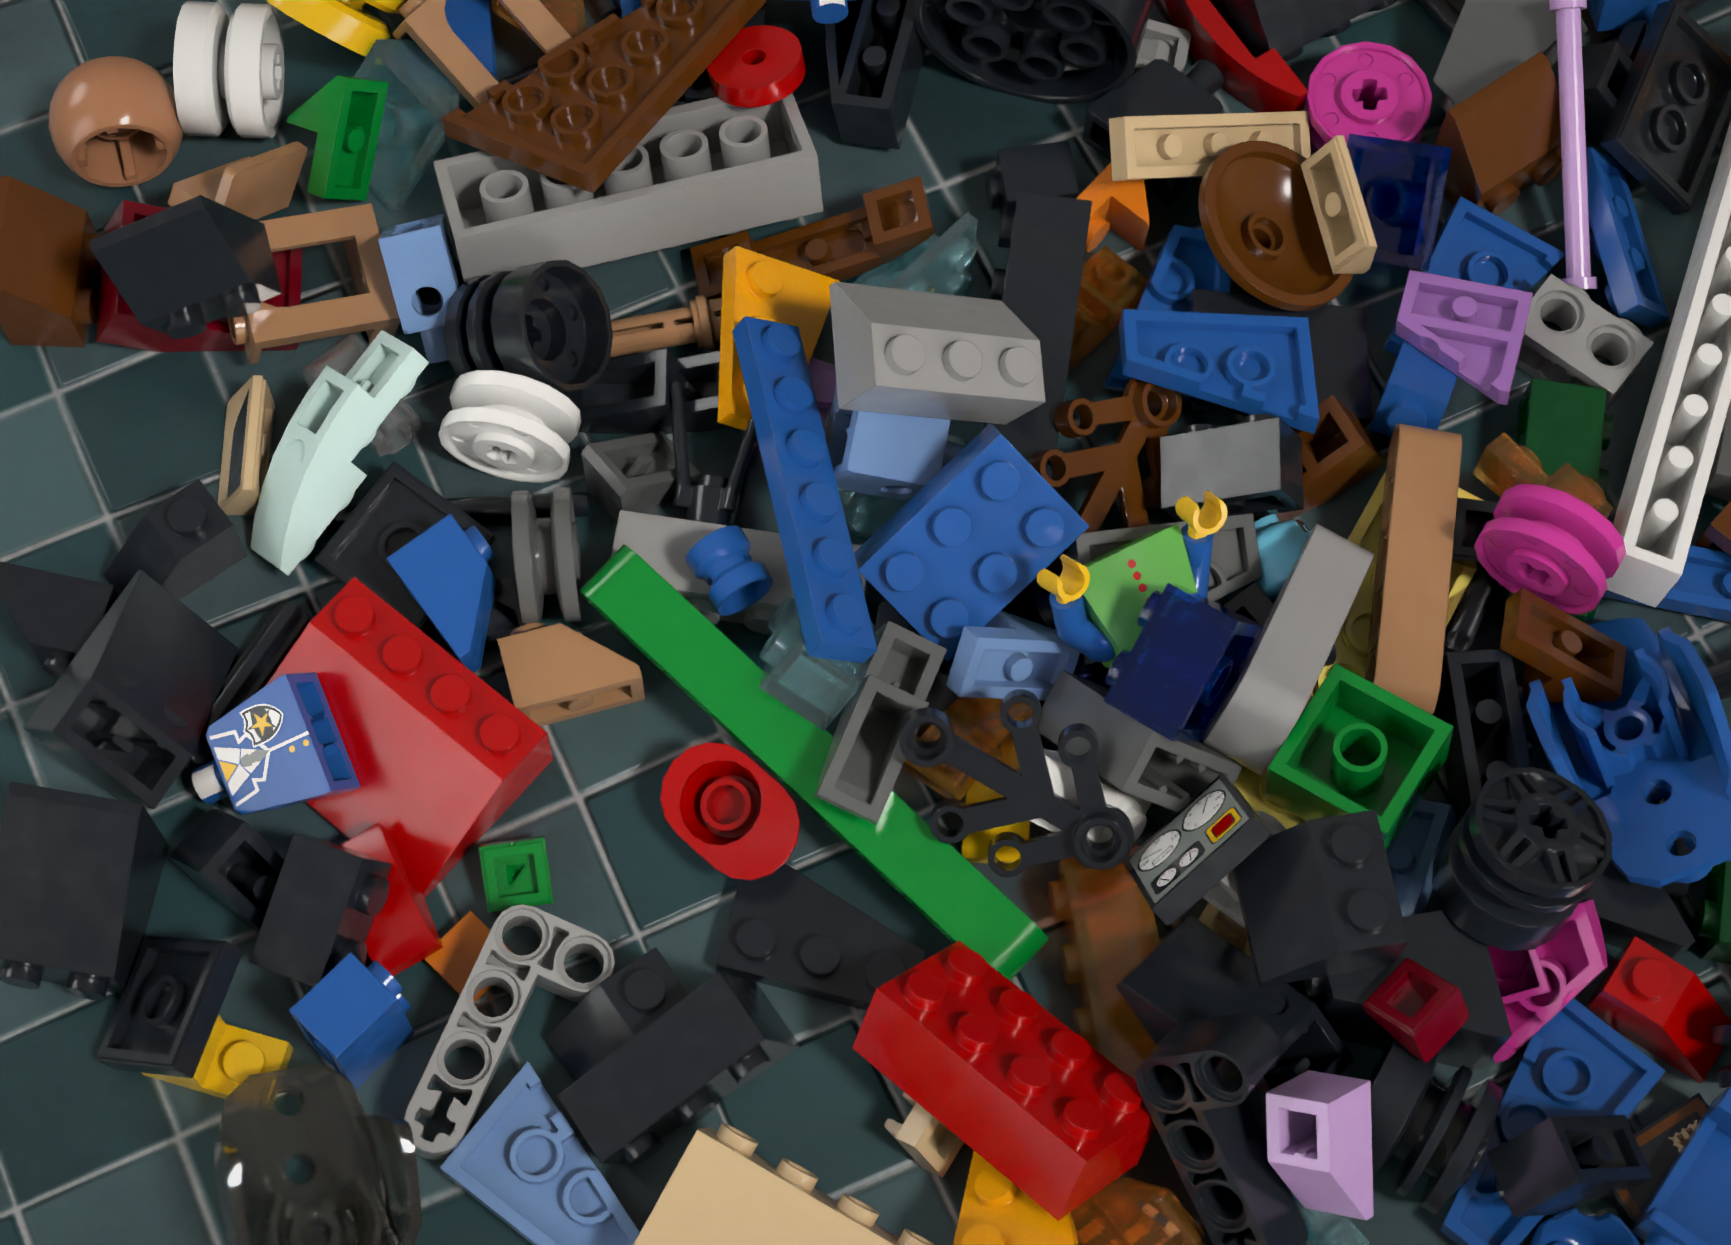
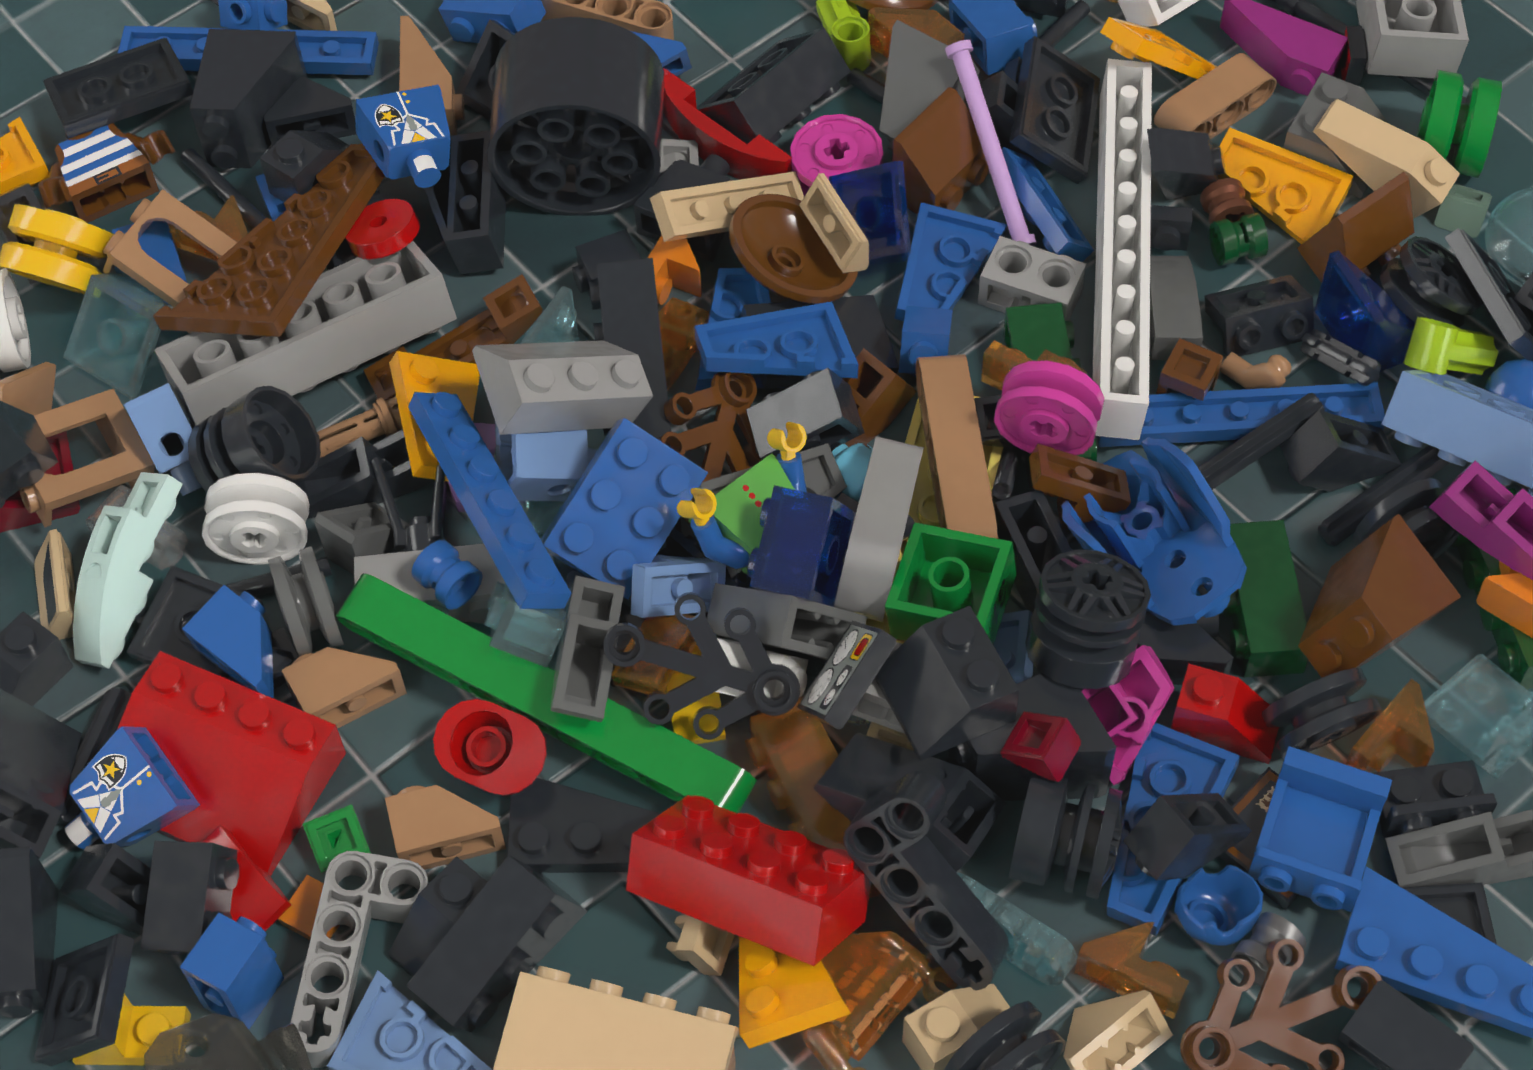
camera: 10 degrees left, 10 degrees down
(348, 126) = (82, 338): green slope -> none
(643, 894) = (438, 825): none -> medium nougat slope
(1323, 1142) = (998, 859): lavender slope -> none
(1466, 328) = (948, 284): medium lavender wing -> none

